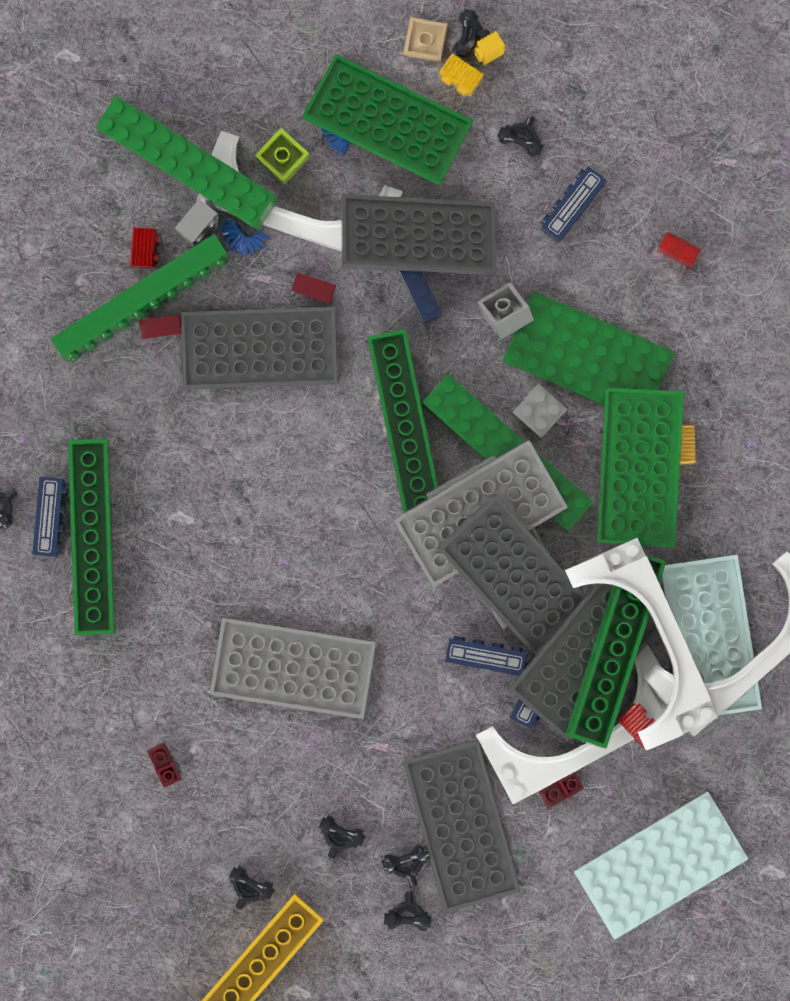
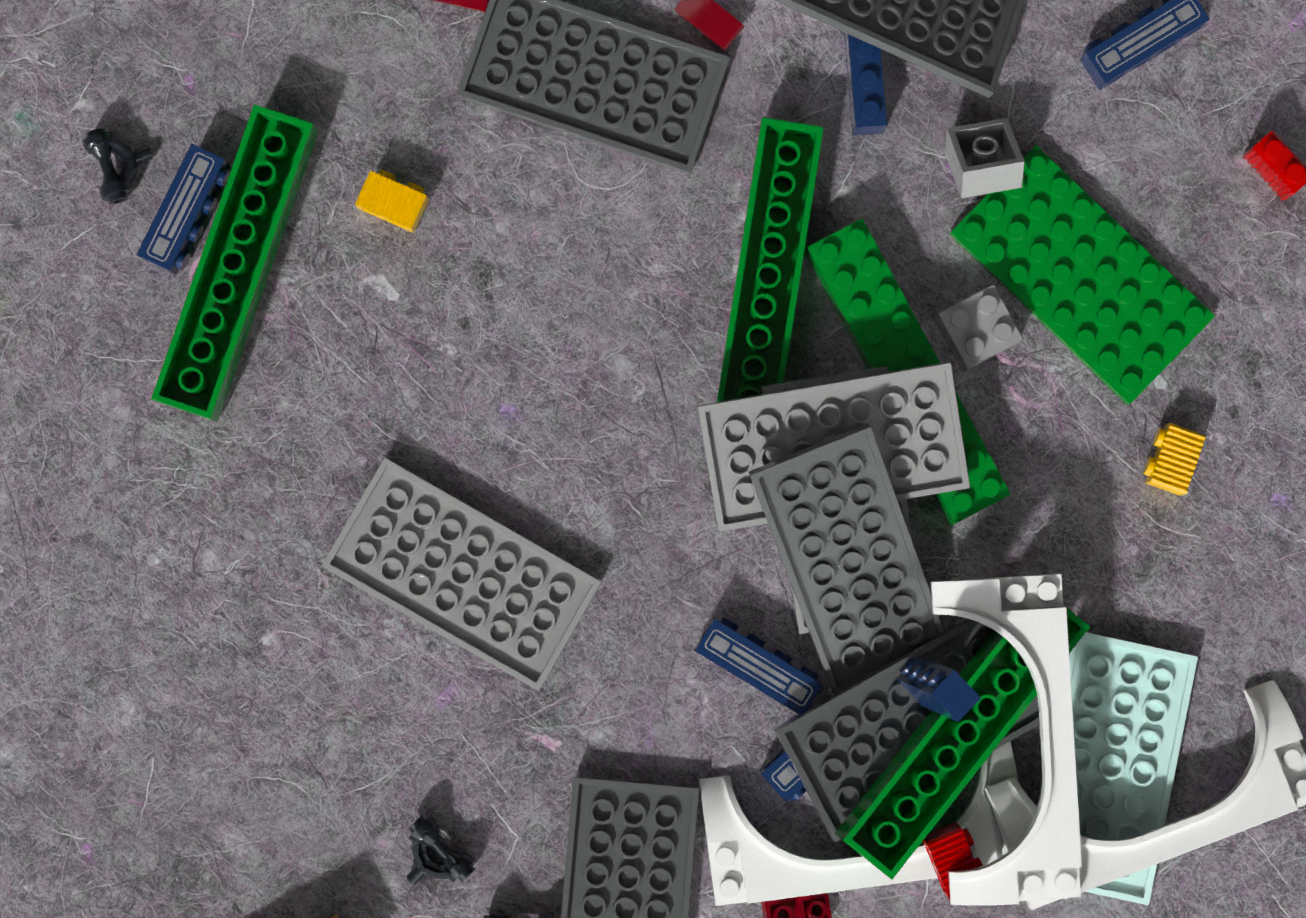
camera: 15 degrees right, 0 degrees up
(164, 764) = (213, 645): dark red slope -> none
(169, 465) = (392, 200): none -> yellow brick
(239, 877) = (261, 860): black piece -> none
(590, 629) = (937, 687): none -> dark blue brick
(640, 466) = (1101, 468): green plate -> none

